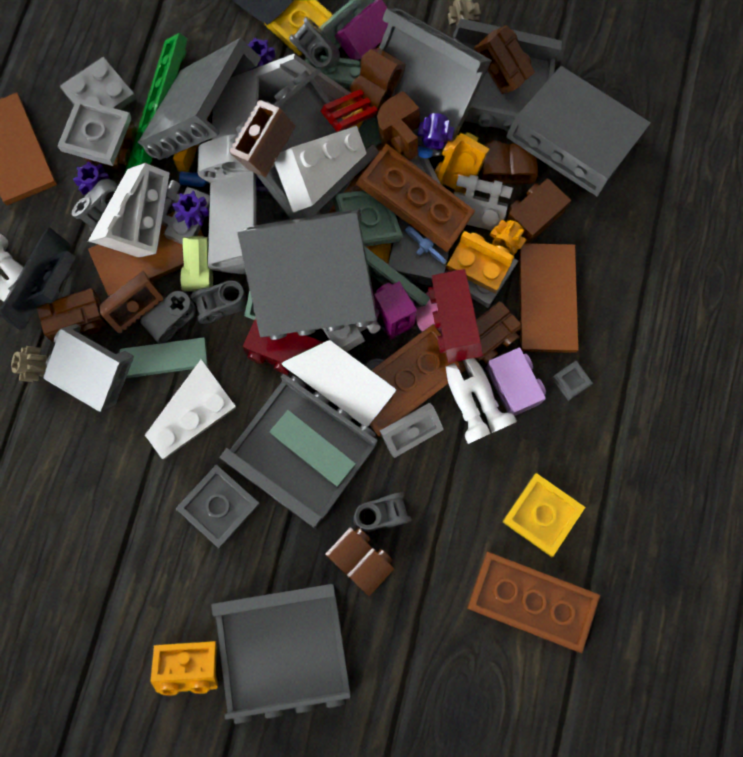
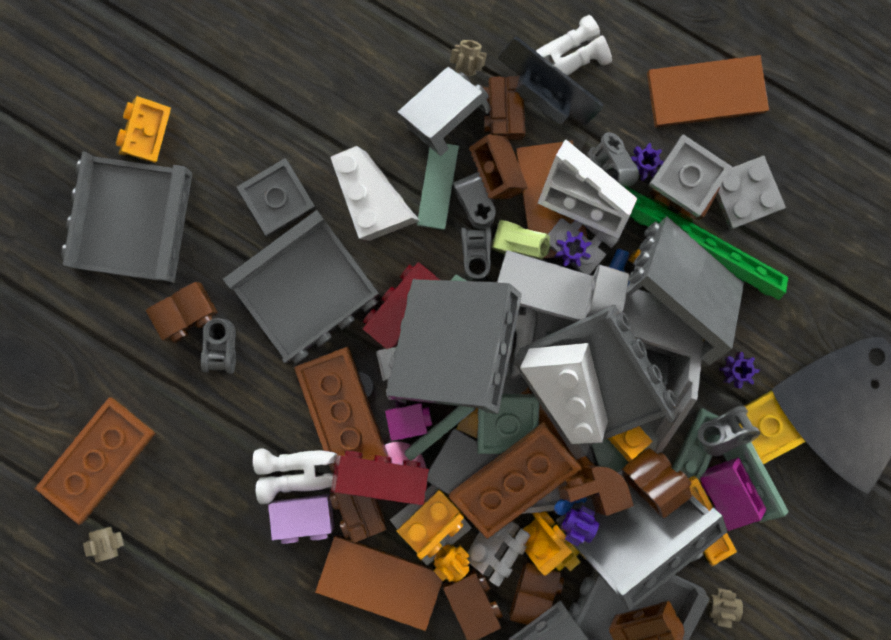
camera: 110 degrees right, 10 degrees up
(262, 138) = (597, 335): reddish brown brick -> none
(312, 448) = (299, 300): sand green tile -> none
(342, 380) = (352, 347): white sticker -> none
(344, 101) = (633, 459): red tile -> none
(411, 430) = (288, 400): light grey plate -> none
(424, 244) = (463, 474): medium blue piece -> none
(543, 514) = (168, 498): yellow plate -> none
(572, 380) = (288, 575): dark grey tile -> none
(609, 561) = (103, 544): none -> dark tan gear

